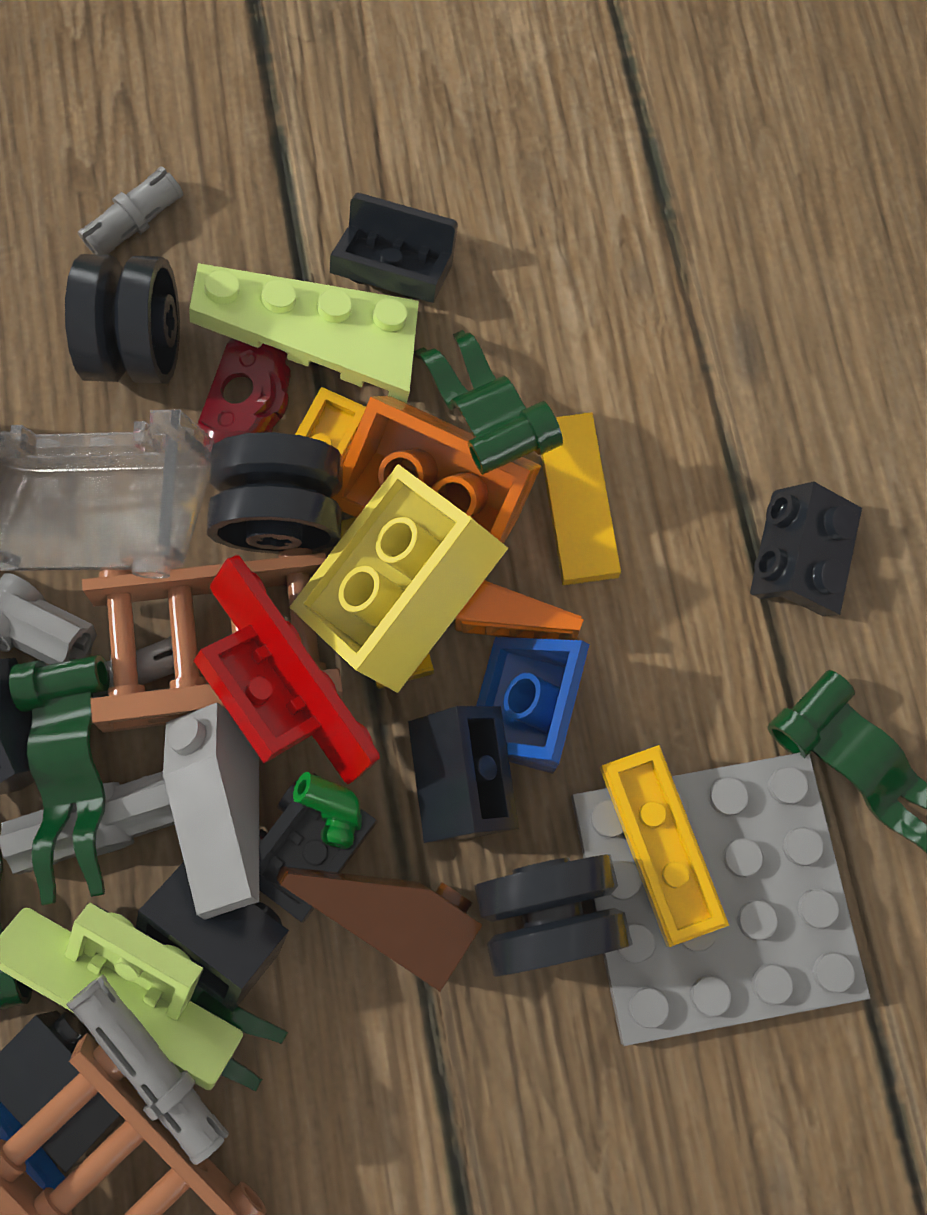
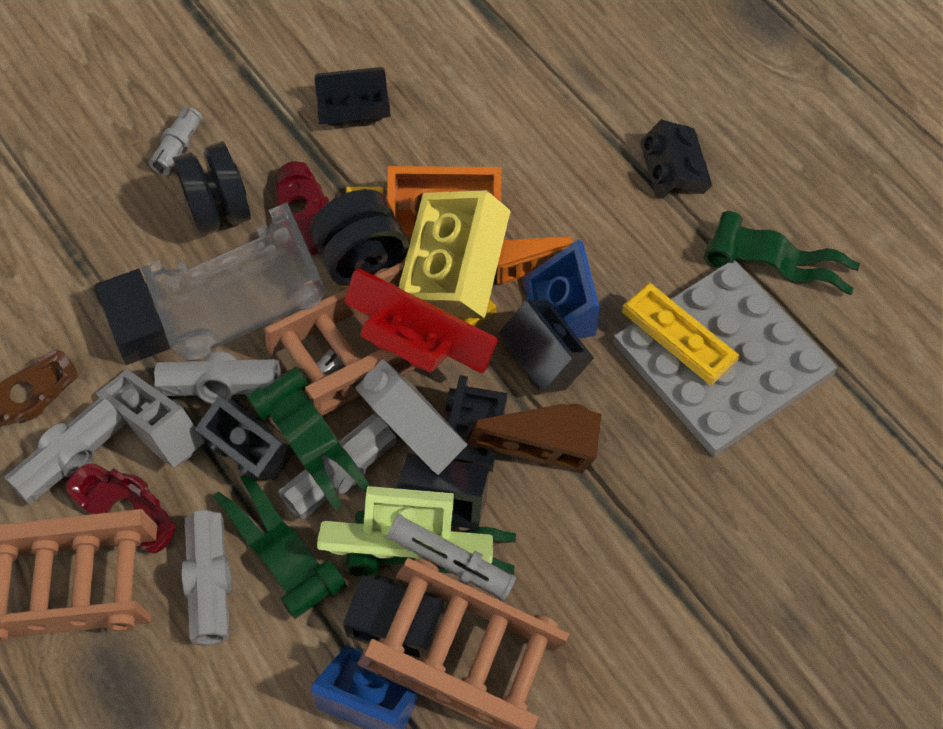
camera: 25 degrees left, 15 degrees down
(337, 327) = (345, 148): yellowish green wing -> none
(337, 806) = (484, 388): green arm -> none
(492, 408) = (463, 147): dark green flag -> none
(552, 914) = (638, 388): black wheel -> none
(580, 504) = (532, 187): yellow tile -> none

